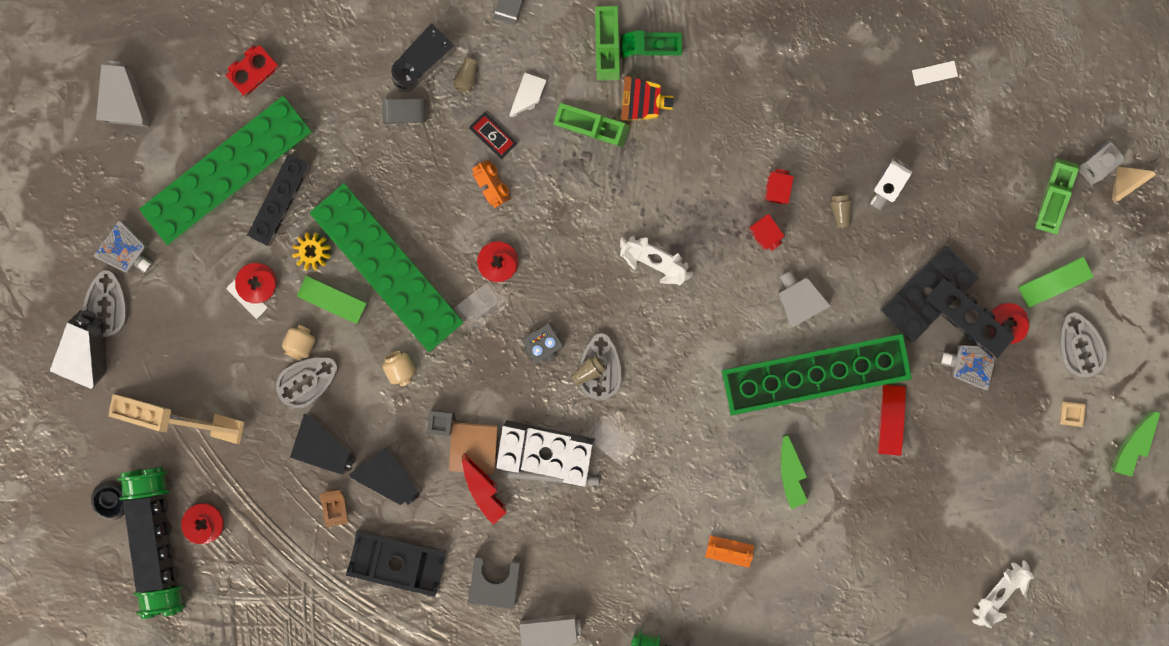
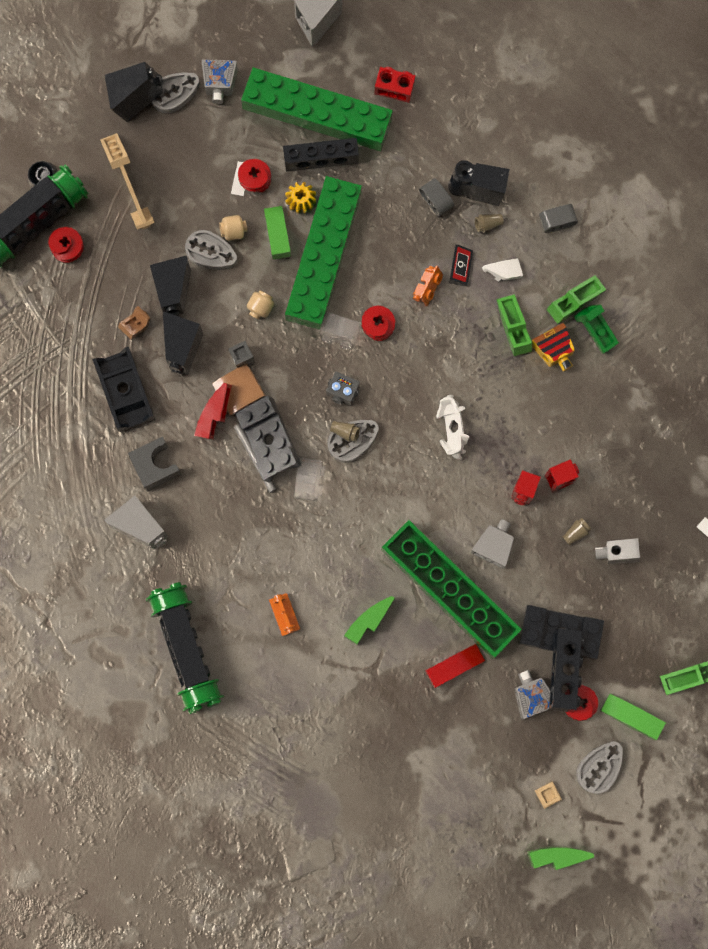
camera: 55 degrees right, 10 degrees down
(1012, 579) = (400, 832): white piece -> none

